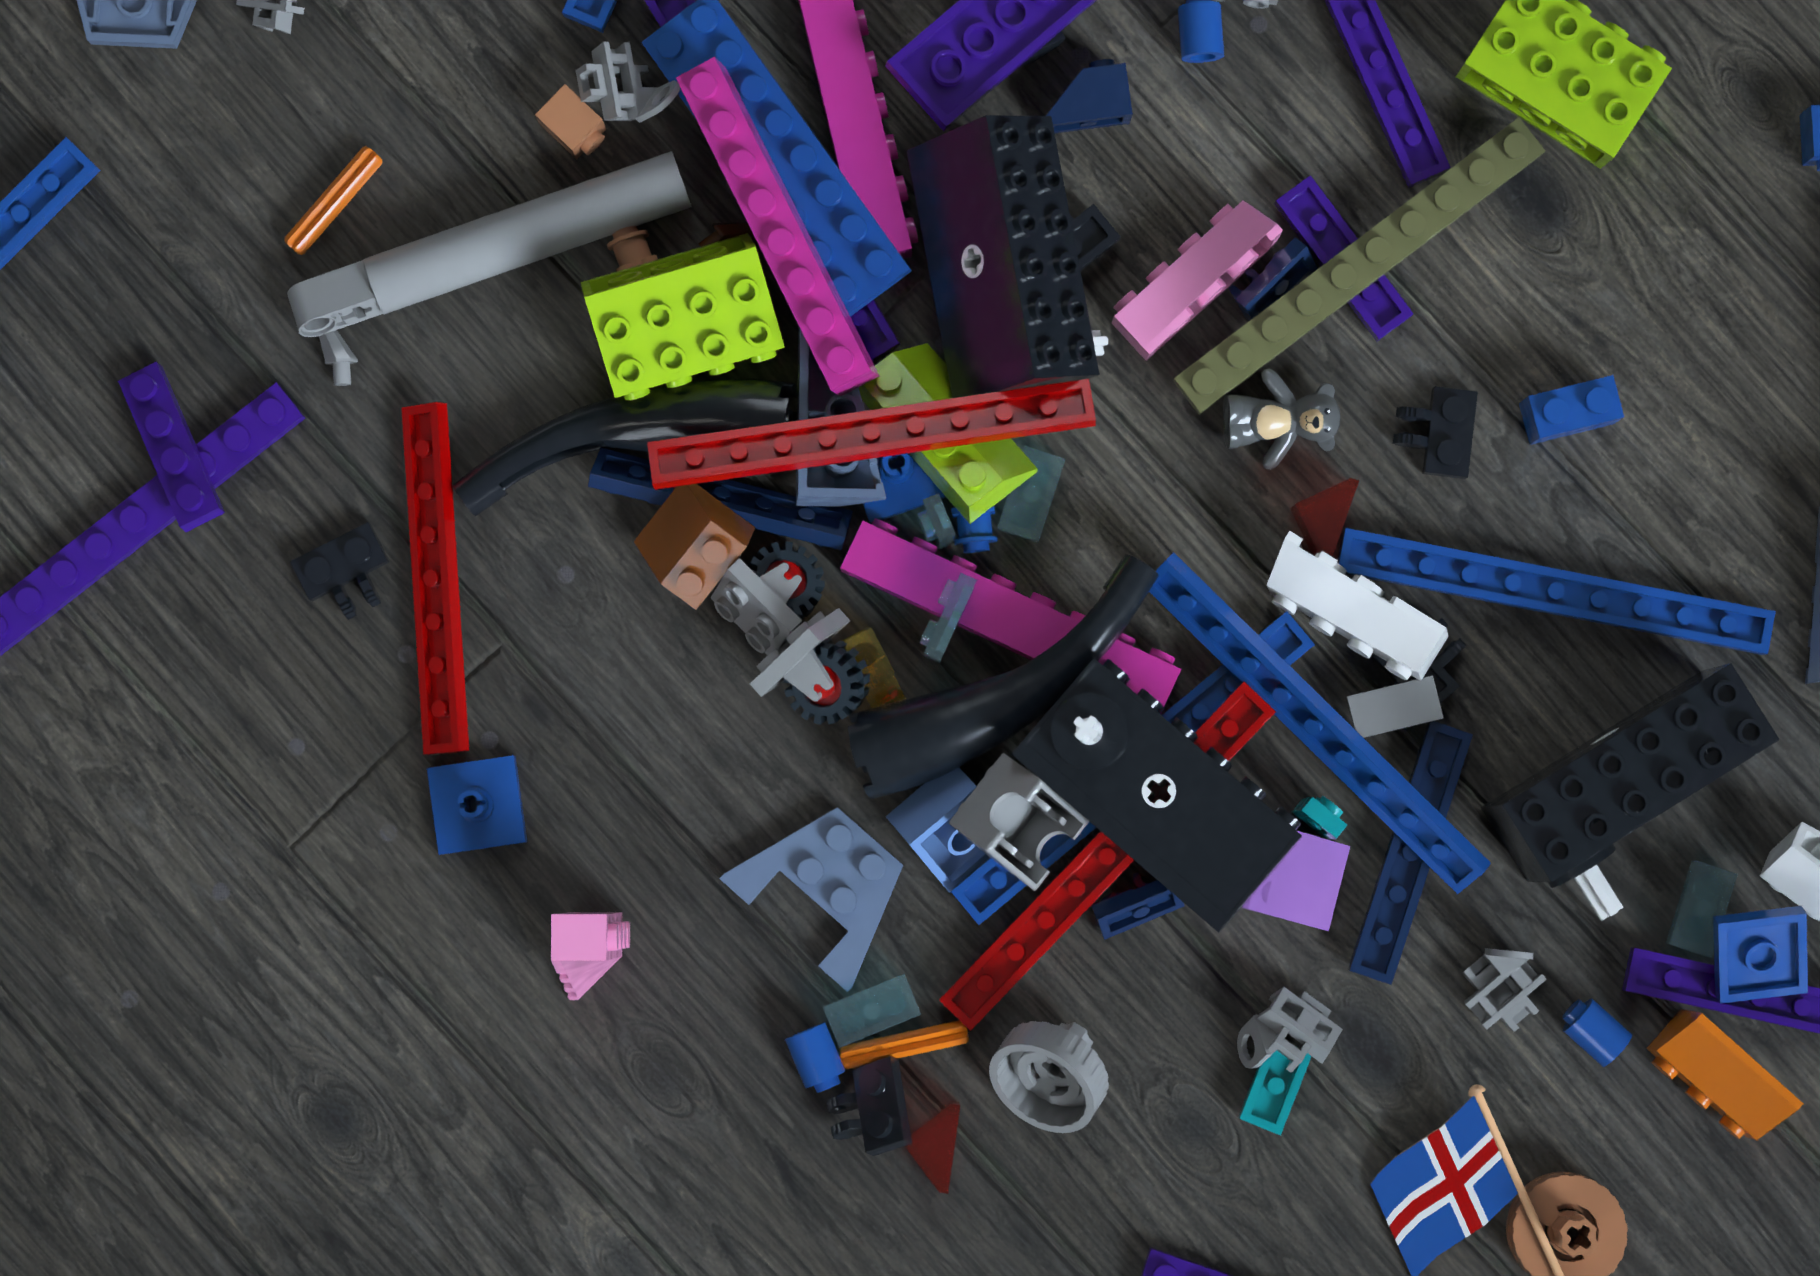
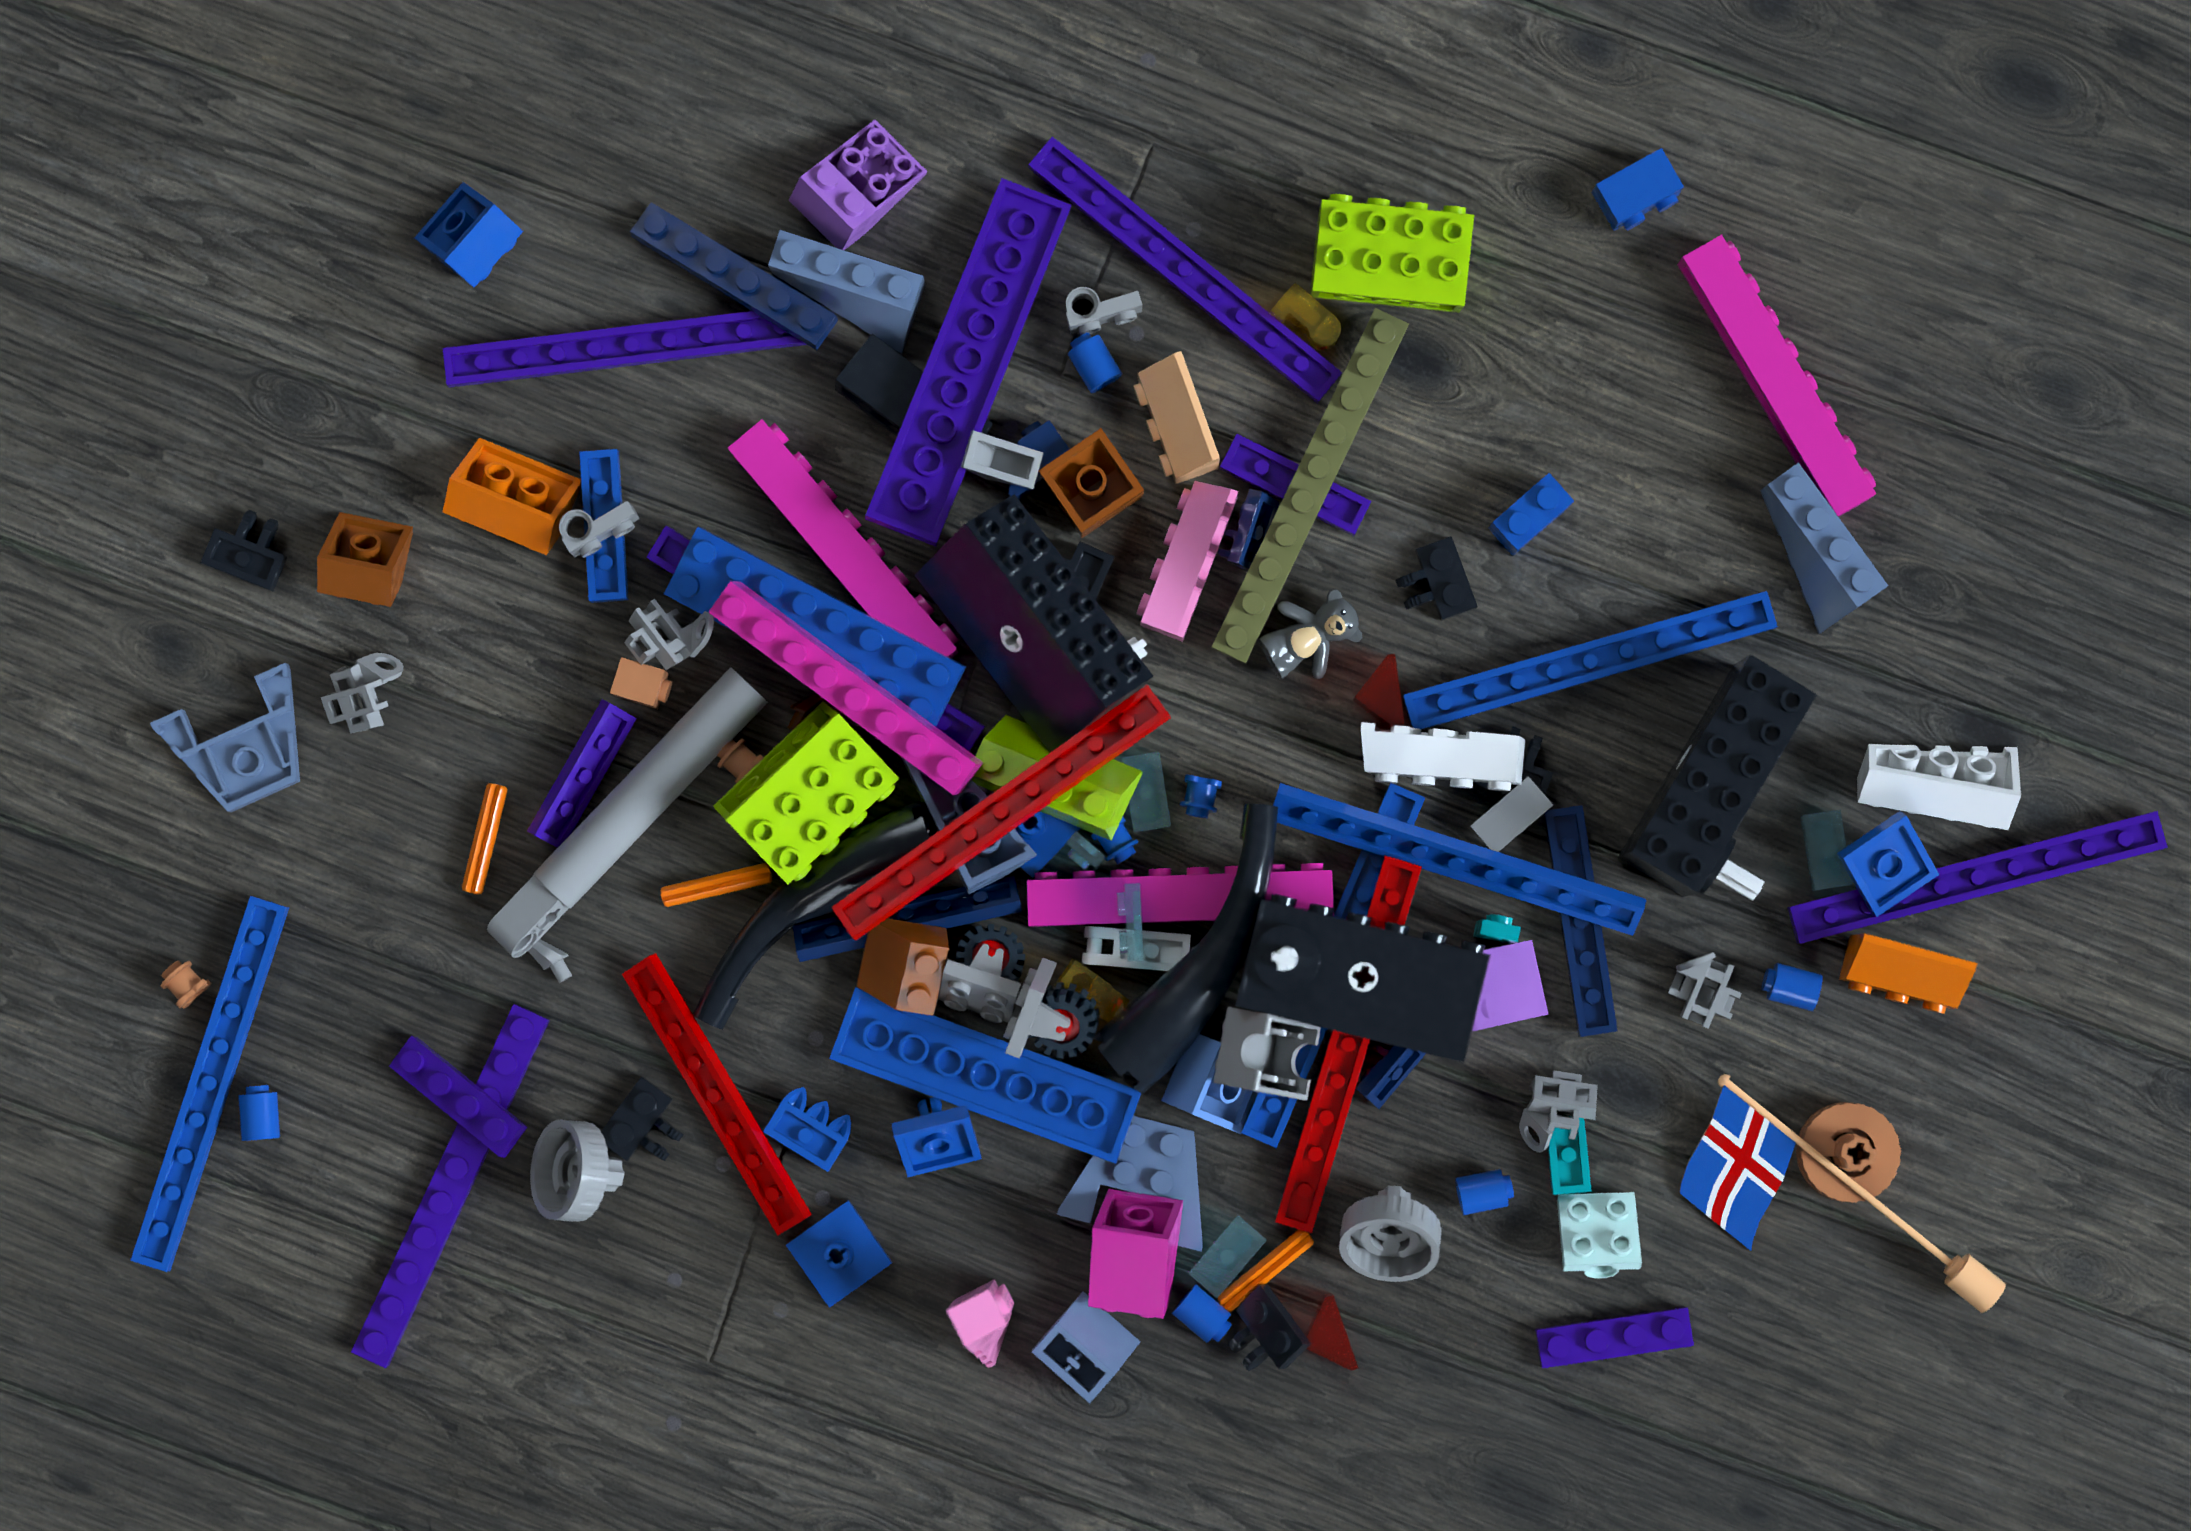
camera: 20 degrees left, 0 degrees up
(247, 580) = (568, 1182): none -> light grey piece
(465, 183) = (581, 774): none -> dark purple plate
(508, 663) = (807, 1131): none -> blue plate
(544, 366) = (716, 885): none -> orange axle
(634, 737) = (936, 1138): none -> blue tile
(679, 1028) = (1085, 1347): none -> sand blue slope
(712, 697) = (976, 1072): none -> blue plate
(777, 958) = (1134, 1253): none -> dark pink slope
(961, 661) = (1160, 949): none -> white plate
(1055, 77) = (1001, 460): none -> light grey slope
(1084, 525) = (1200, 796): none -> blue brick
(1136, 150) = (1091, 483): none -> dark orange slope
(1169, 1079) = (1483, 1191): none -> blue brick
(1257, 129) = (1177, 419): none -> light nougat slope
(1266, 1182) = (1599, 1233): none -> light aqua plate
(1445, 94) = (1309, 316): none -> clear yellow leg

